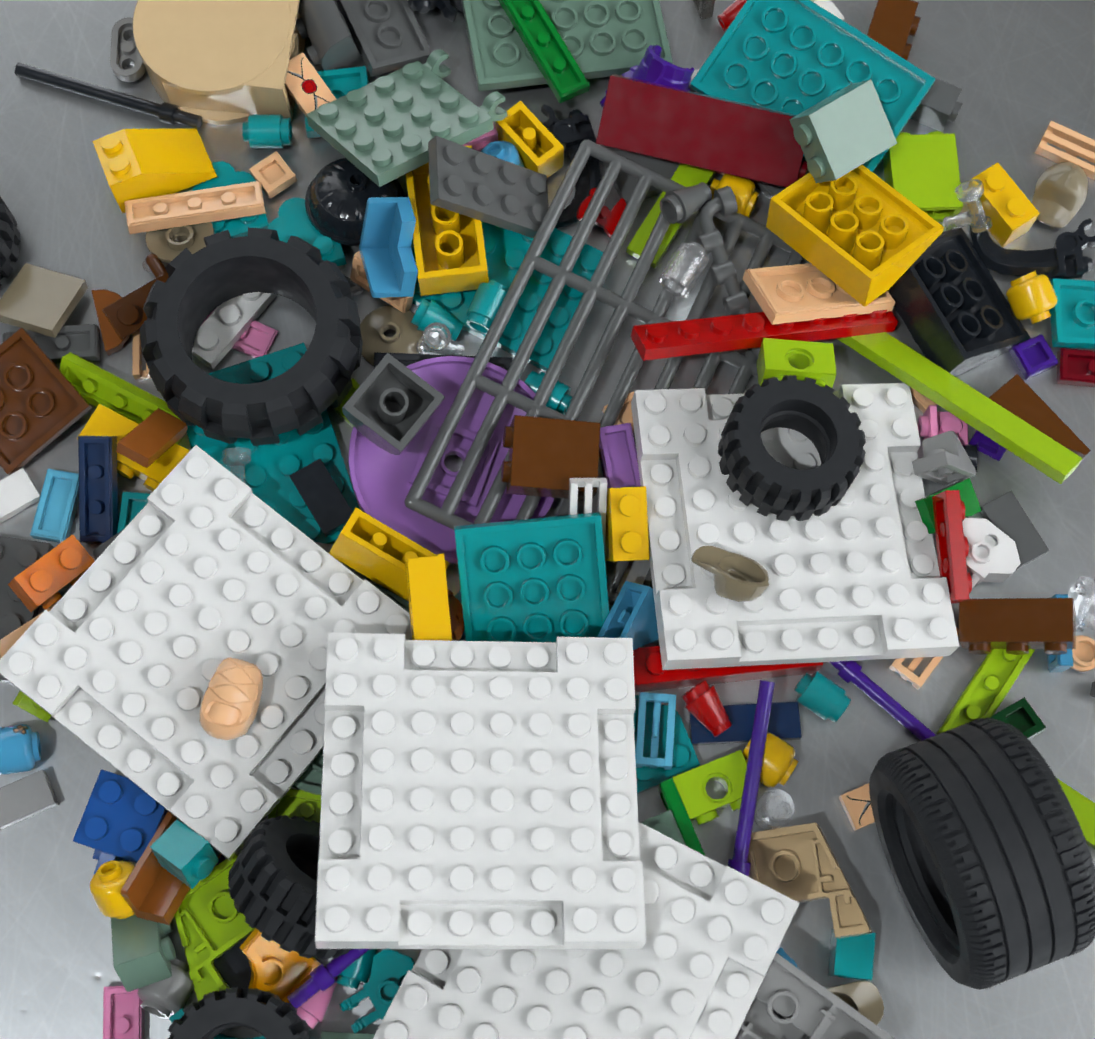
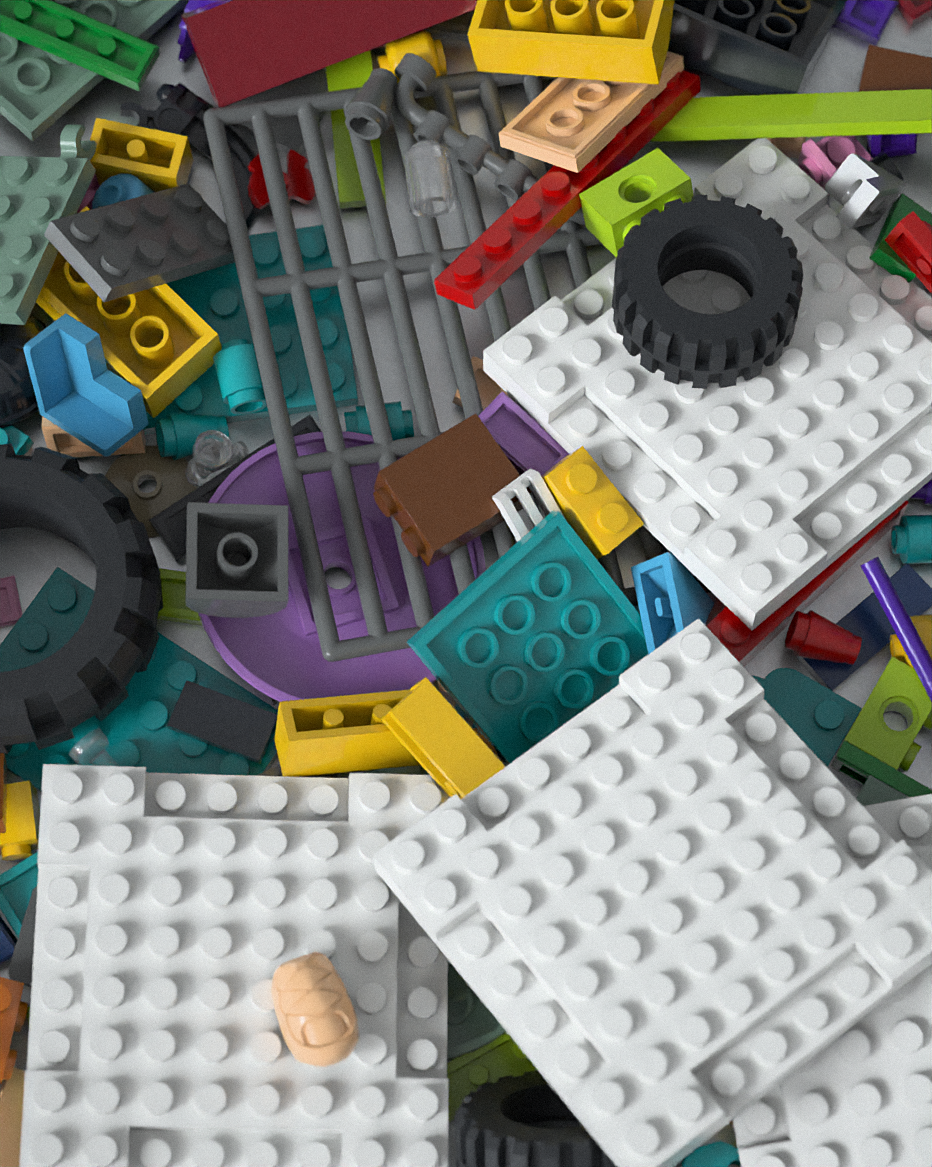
camera: 35 degrees left, 0 degrees up
(653, 761) = (777, 660): medium azure tile -> none
(734, 574) = (756, 470): dark tan piece -> none

